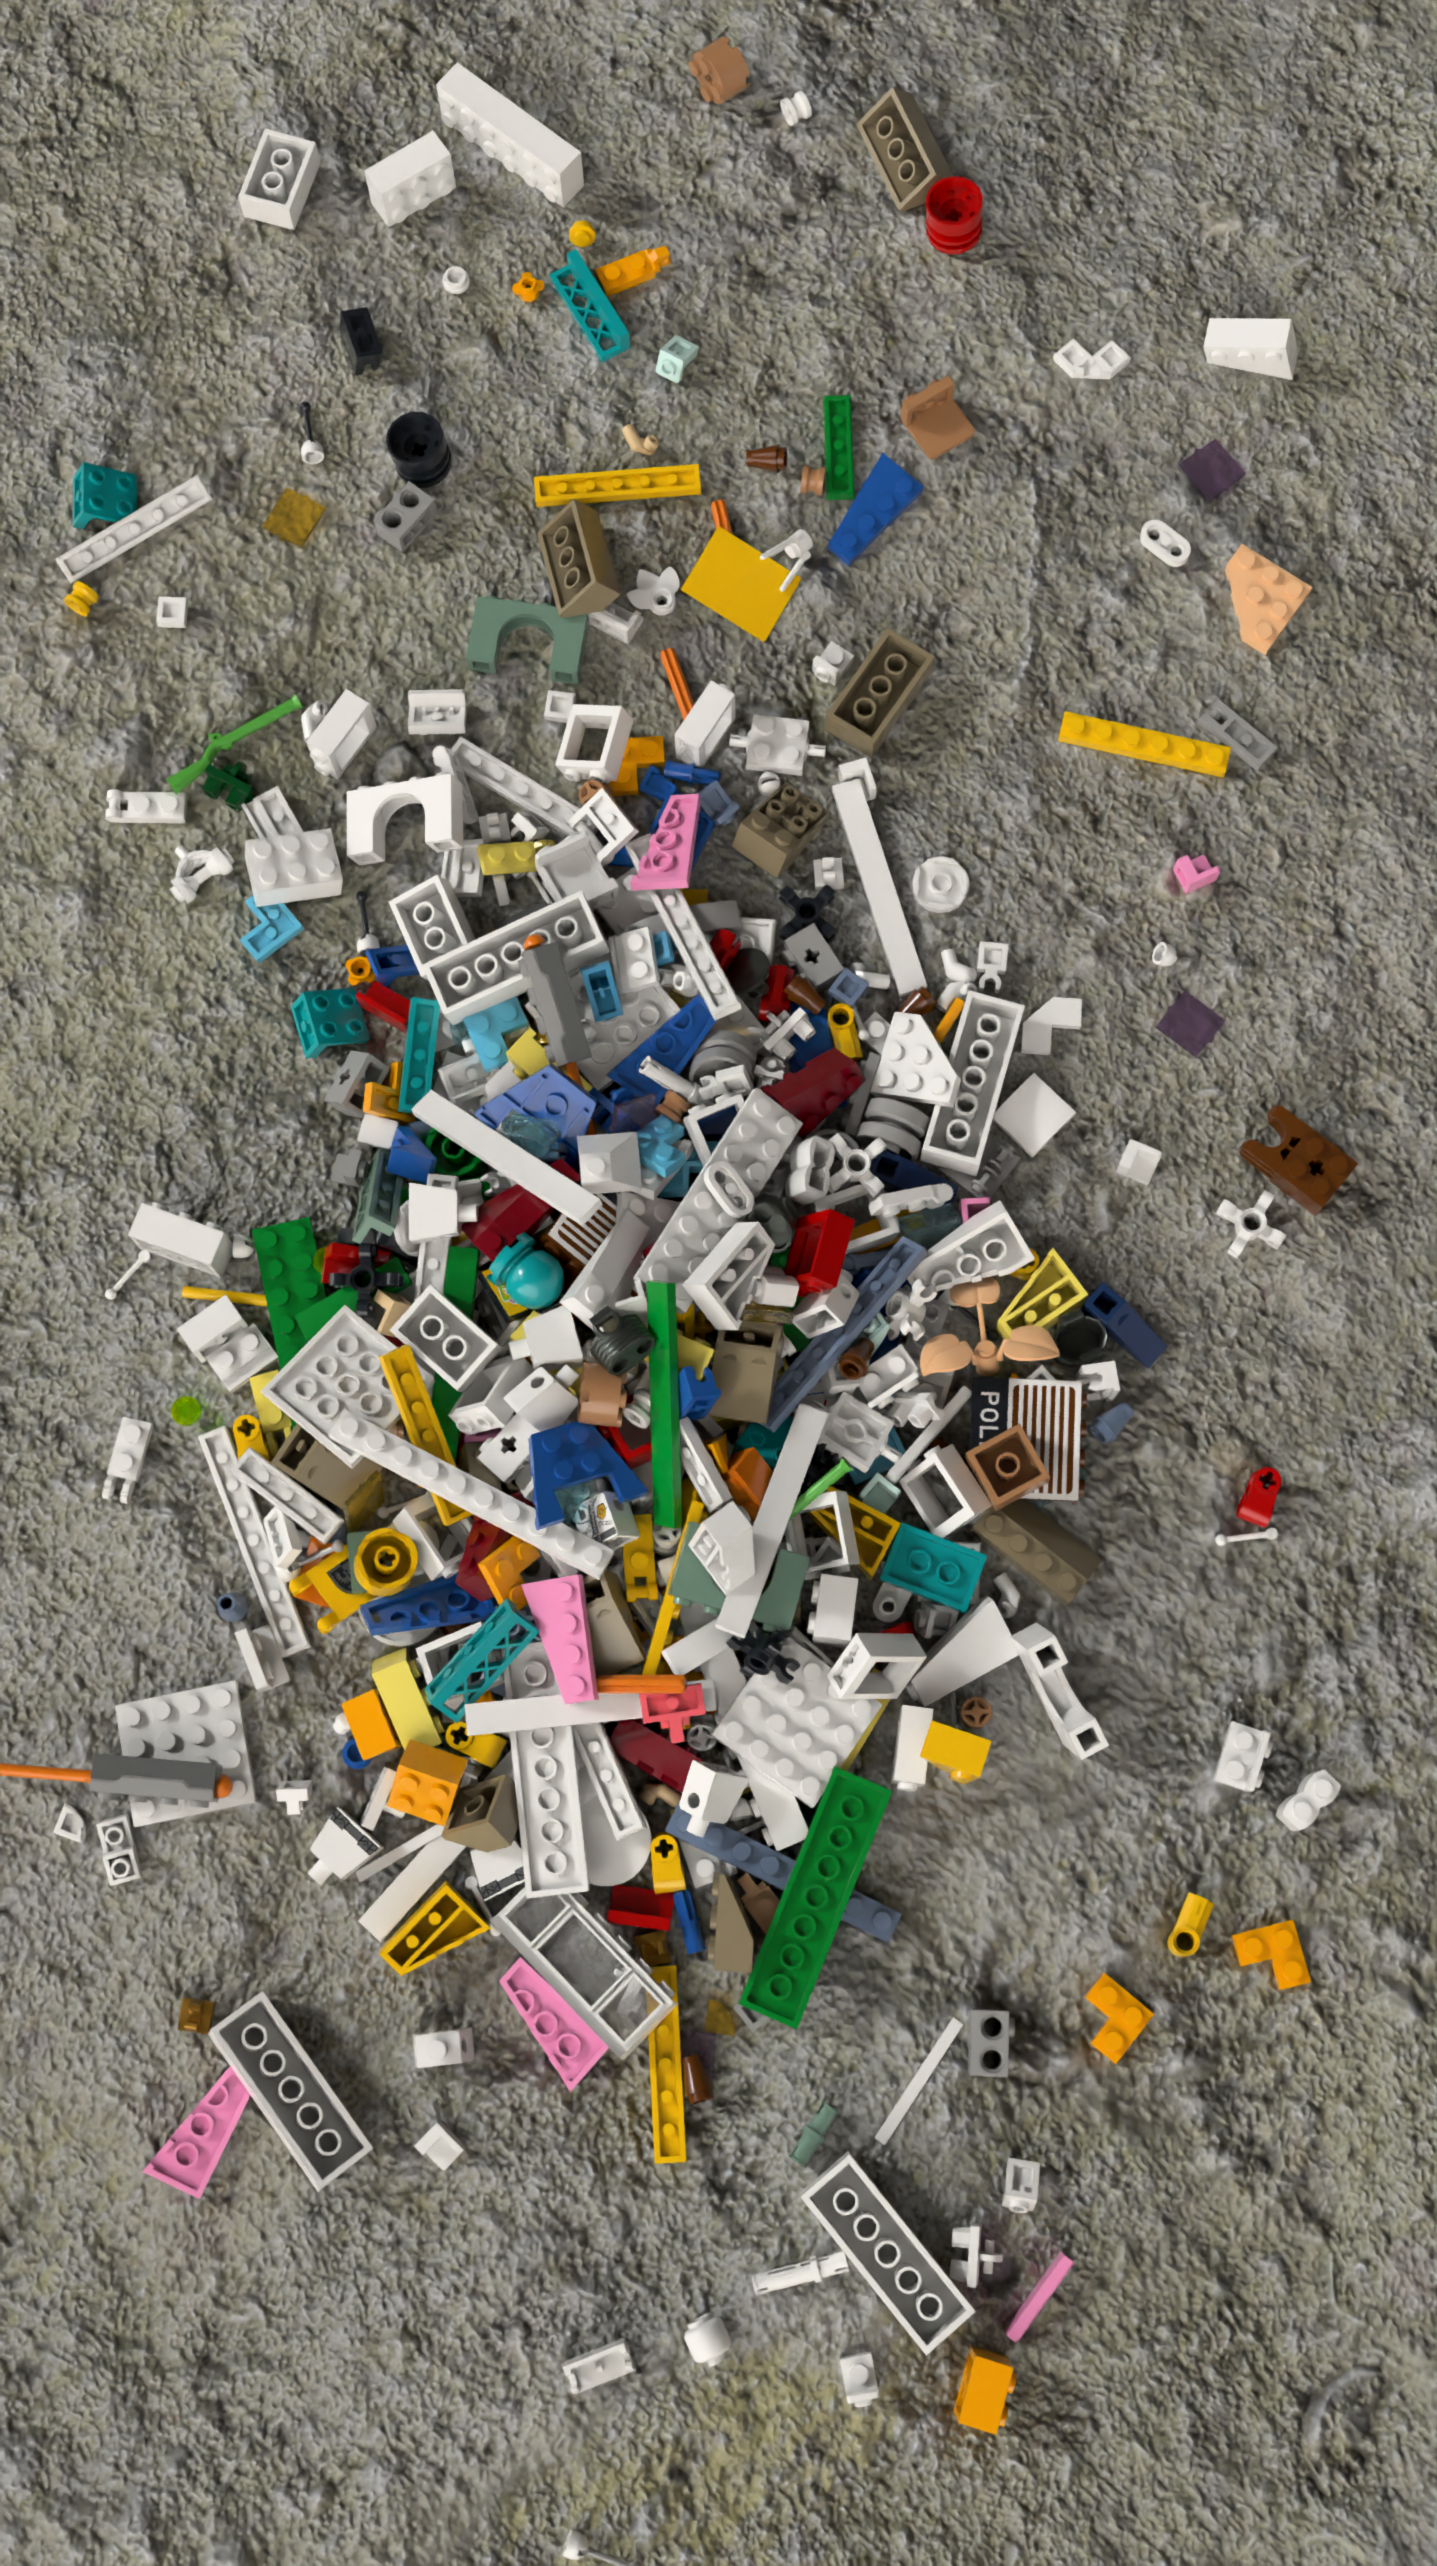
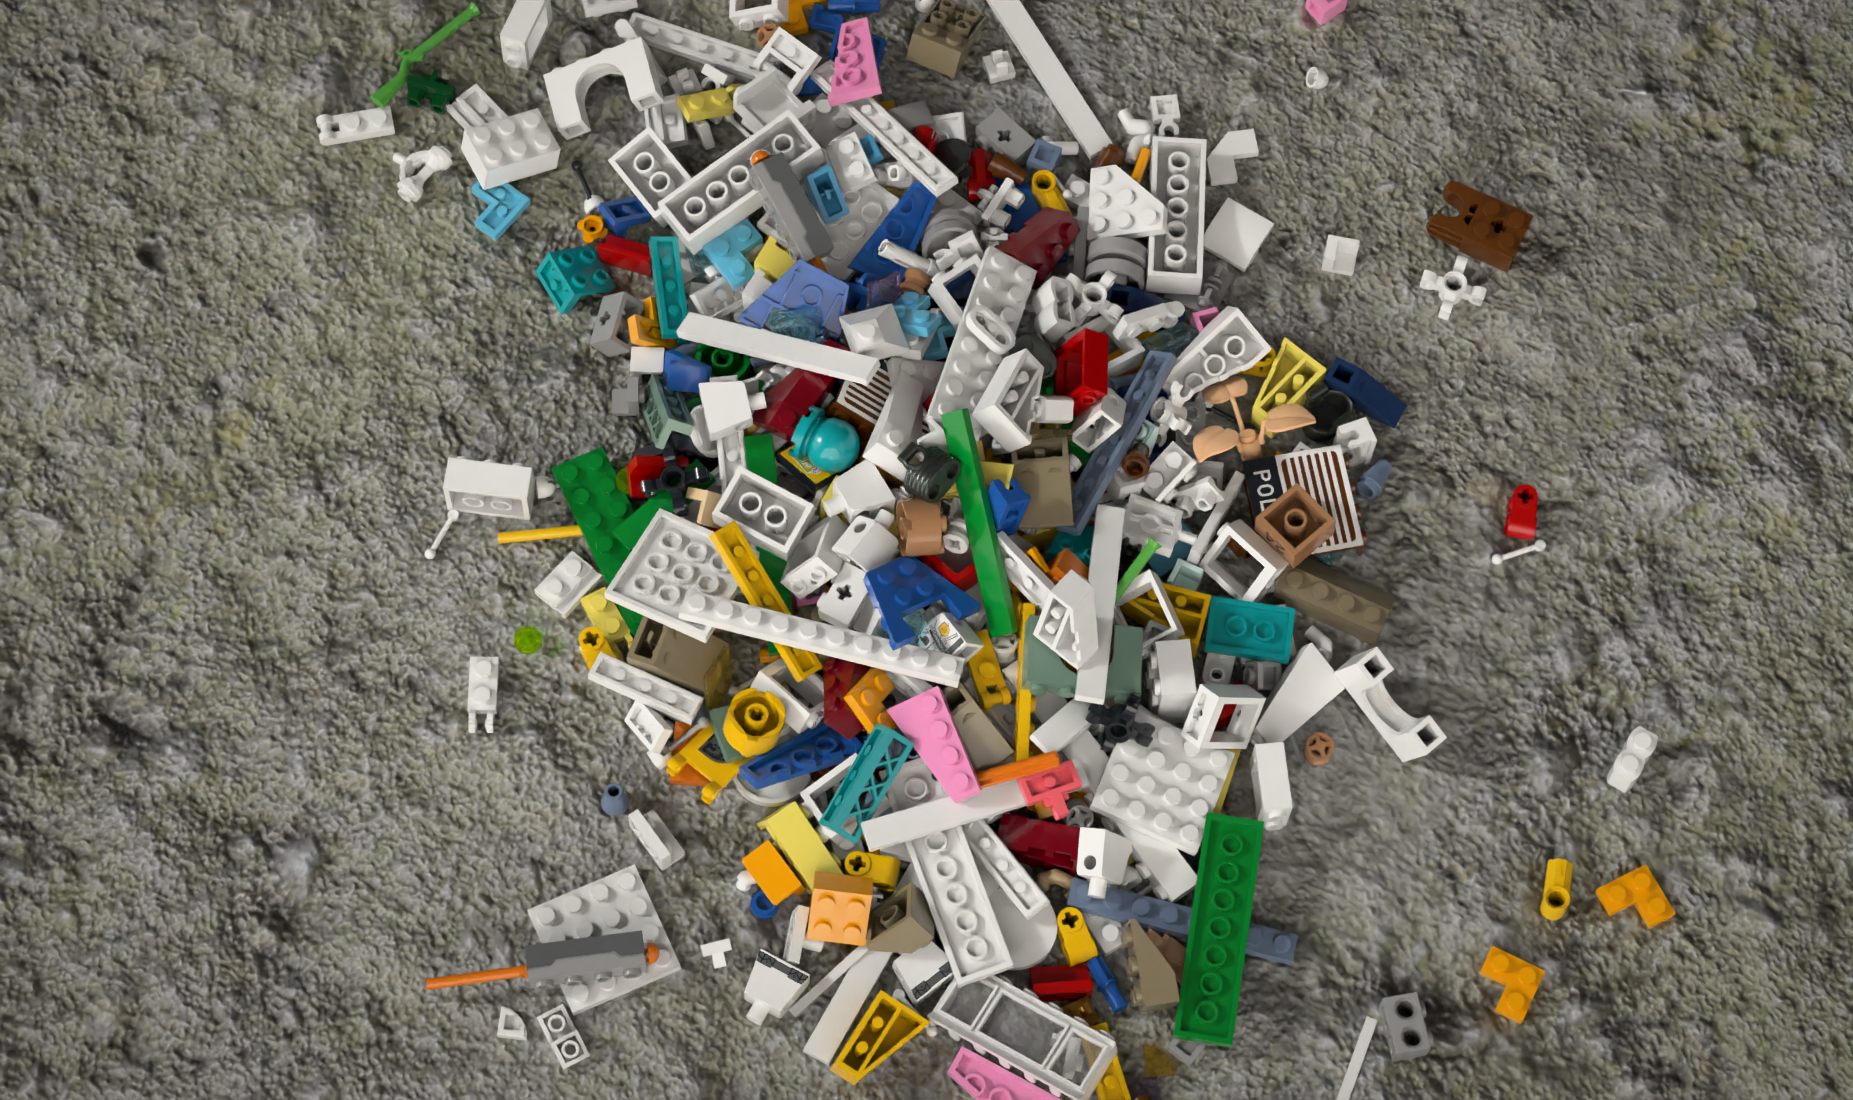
camera: 20 degrees left, 10 degrees down
(212, 1328) = (535, 562): white hinge -> none
(254, 1543) = (620, 741): white tile -> none
(312, 717) = (491, 22): white arm -> none
(717, 804) = (885, 25): sand blue bracket -> none
(815, 905) = (988, 94): black pin -> none
(940, 884) = (1101, 57): white tile -> none
(955, 1752) = (1314, 775): yellow wedge -> none
(1190, 1024) = (1354, 133): clear purple piece -> none
(1242, 1757) = (1565, 737): white bracket -> none

